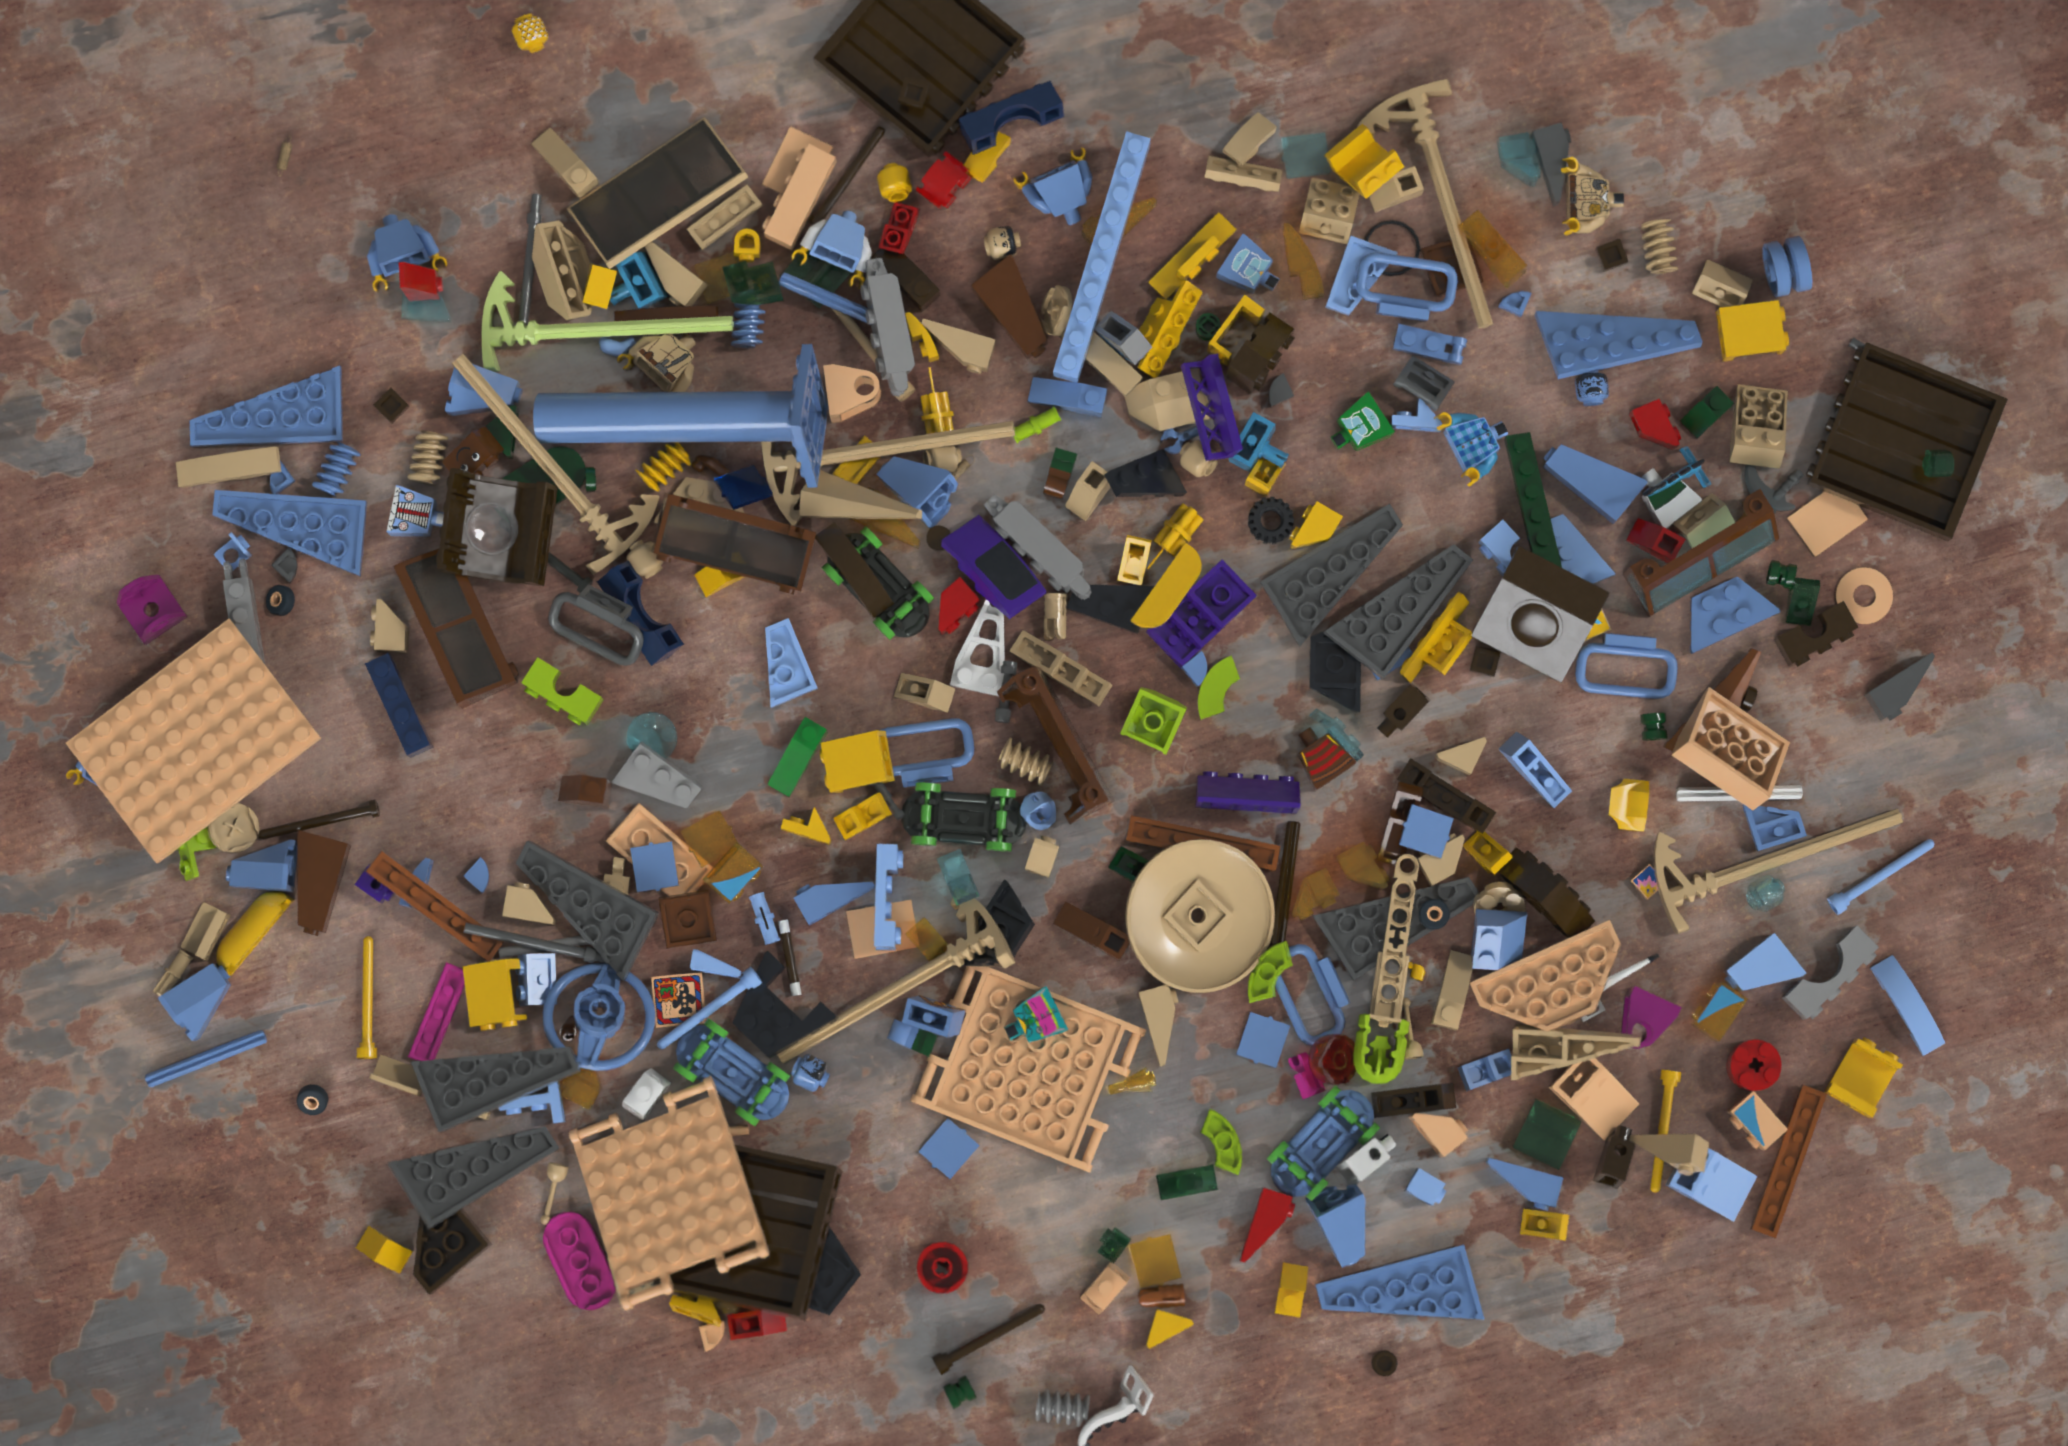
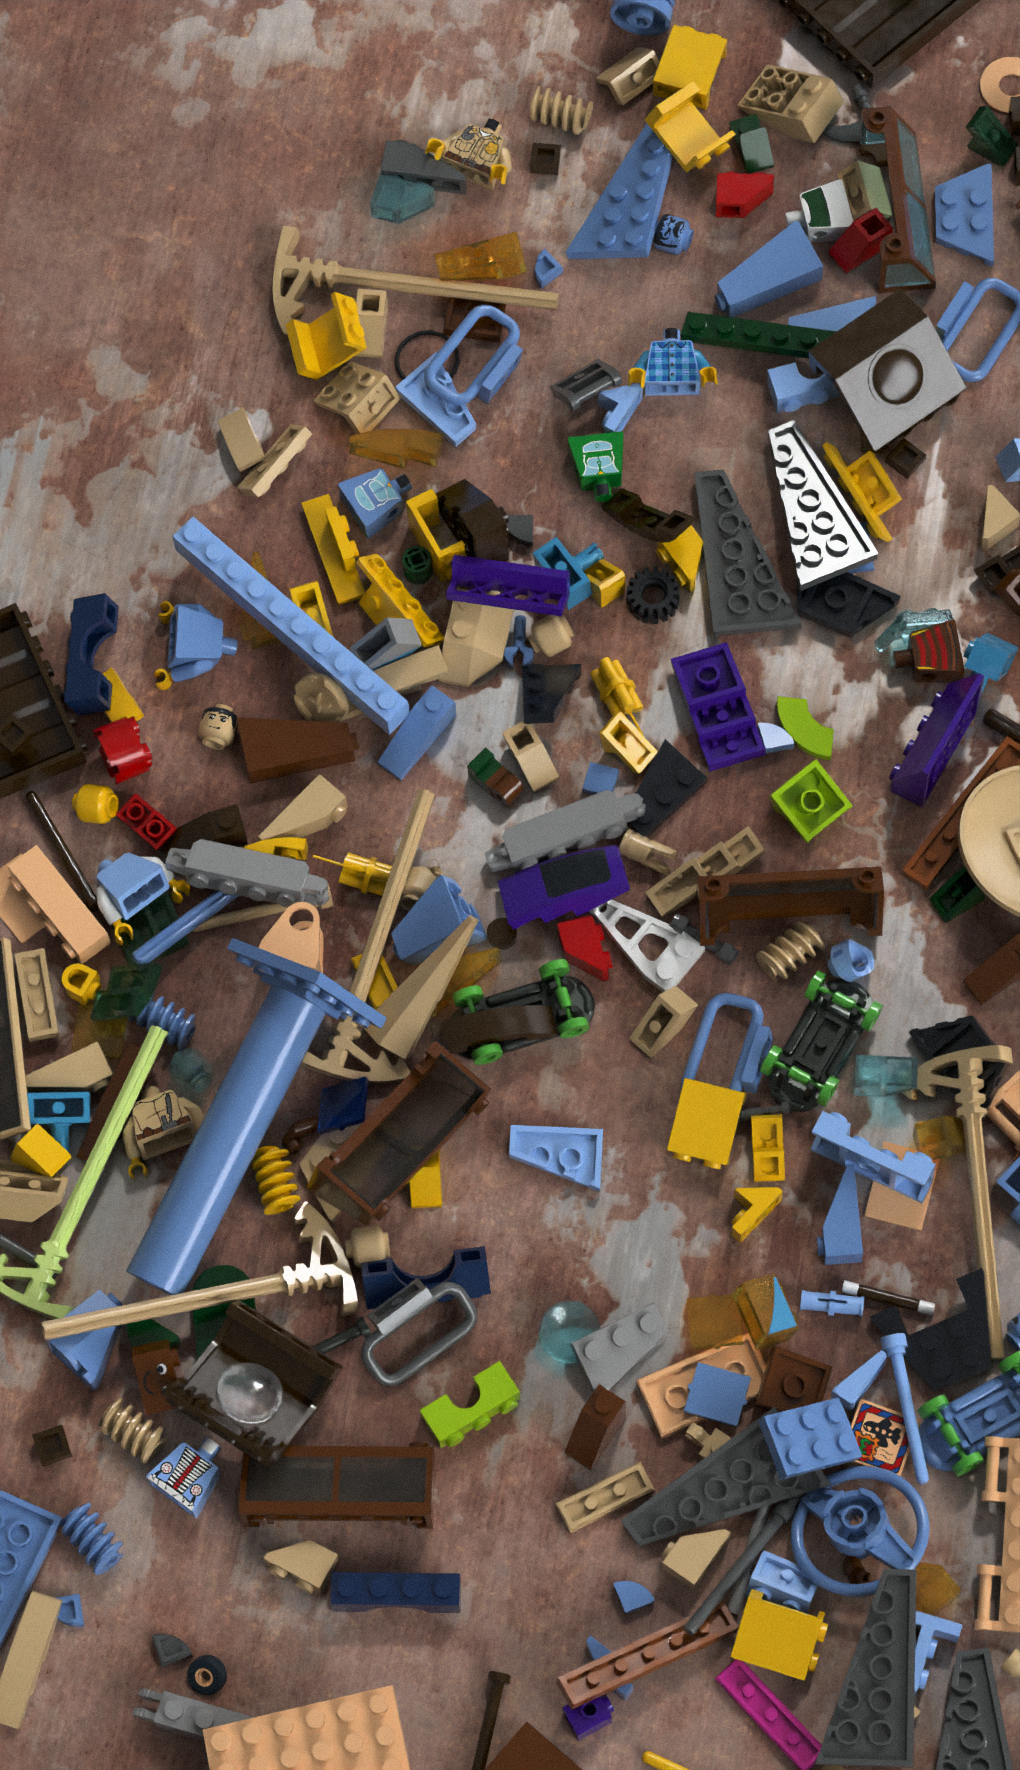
camera: 60 degrees left, 15 degrees down
(237, 543) = (119, 1690): light blue bracket -> none
(312, 525) = (140, 1598): medium blue wing -> none
(542, 821) = (605, 1497): none -> tan tile
(590, 474) = (249, 1265): dark green tile -> none
(614, 347) = (117, 1174): light blue arm -> none
(646, 949) = (809, 1438): none -> medium blue plate
(646, 1094) = (973, 1522): white torso -> none
(718, 361) = (191, 1070): none -> clear light blue head
(797, 756) = (668, 1184): green slope -> none
(1036, 424) = (430, 776): lime pin -> none
(1042, 856) = (904, 976): tan slope -> none
(1098, 553) = (600, 779): none -> medium blue tile
(1127, 266) = (310, 600): none -> yellow slope
(1169, 589) = (678, 719): yellow brick -> none
(1305, 155) = (287, 397): clear light blue piece -> none
(1329, 485) = (645, 520): none -> dark brown slope
(1334, 803) = (990, 657): none -> dark azure brick
(1412, 701) = (917, 539): dark brown torso -> none
(1429, 344) = (546, 367): medium blue plate -> none
(1687, 357) = (686, 130): none -> yellow panel
(1687, 471) = (804, 179): dark azure piece -> none
(1781, 574) = (954, 144): dark green wheel -> none
(1826, 521) = (918, 86): light nougat window -> none

